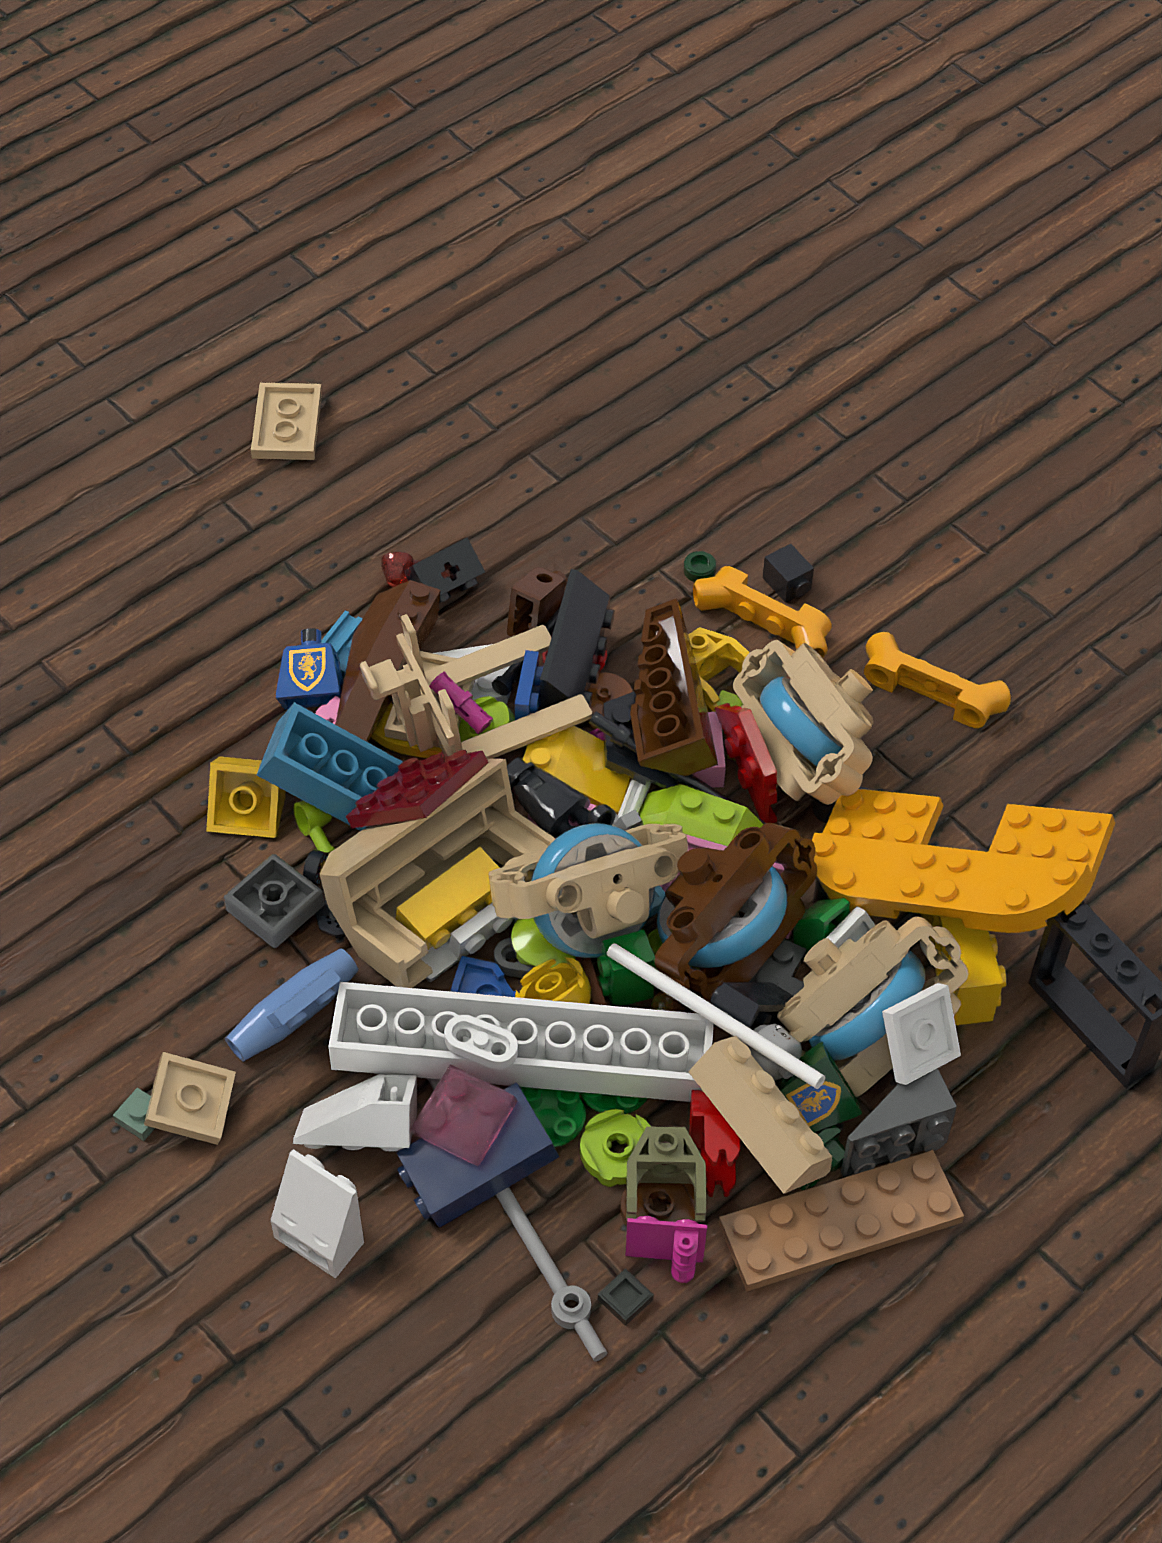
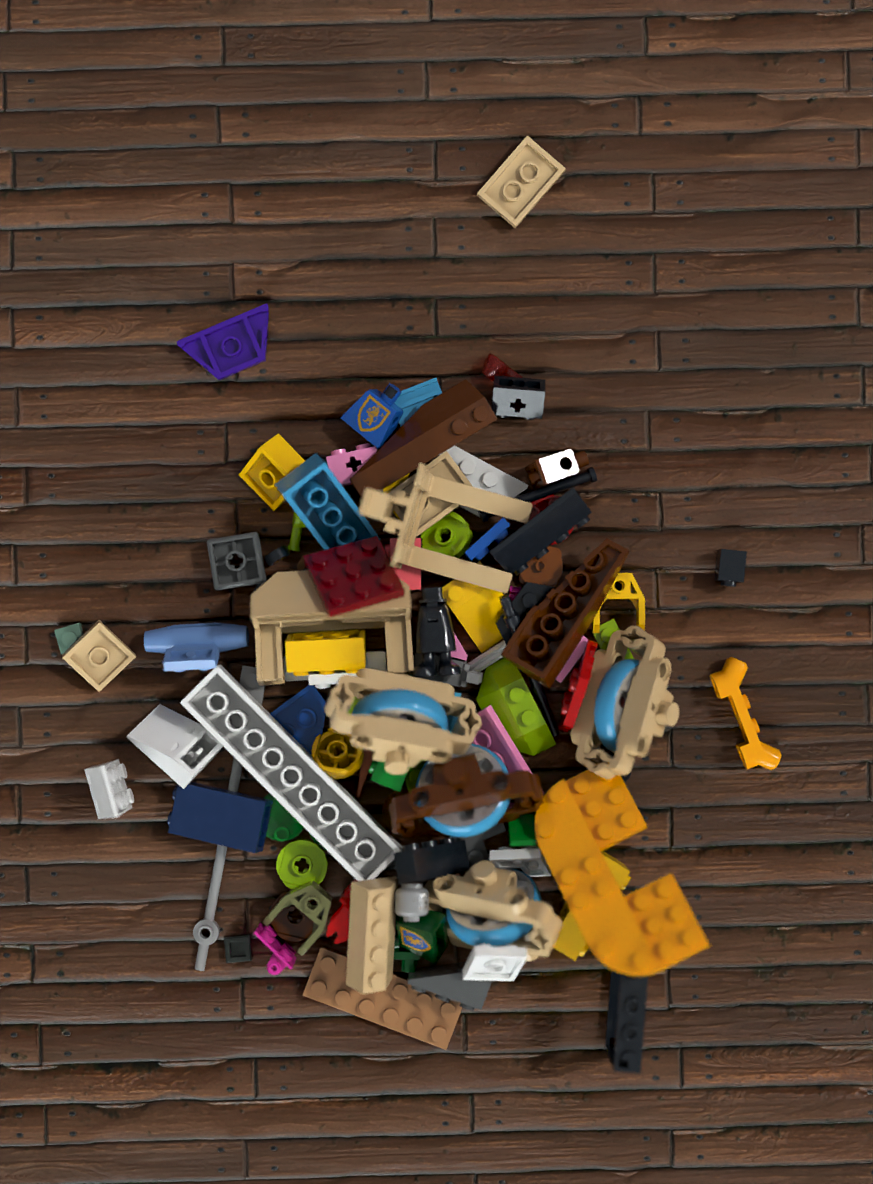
camera: 35 degrees right, 35 degrees up
(97, 722) = (231, 344): none -> dark purple wing
(462, 703) = (438, 520): dark pink pin -> none
(464, 1115) = (223, 797): clear pink plate -> none
(483, 1041) = (258, 771): white plate -> none
(699, 565) = (684, 512): dark green tile -> none
(716, 1016) = (393, 861): white piece -> none
(731, 592) = (702, 617): light orange plate -> none

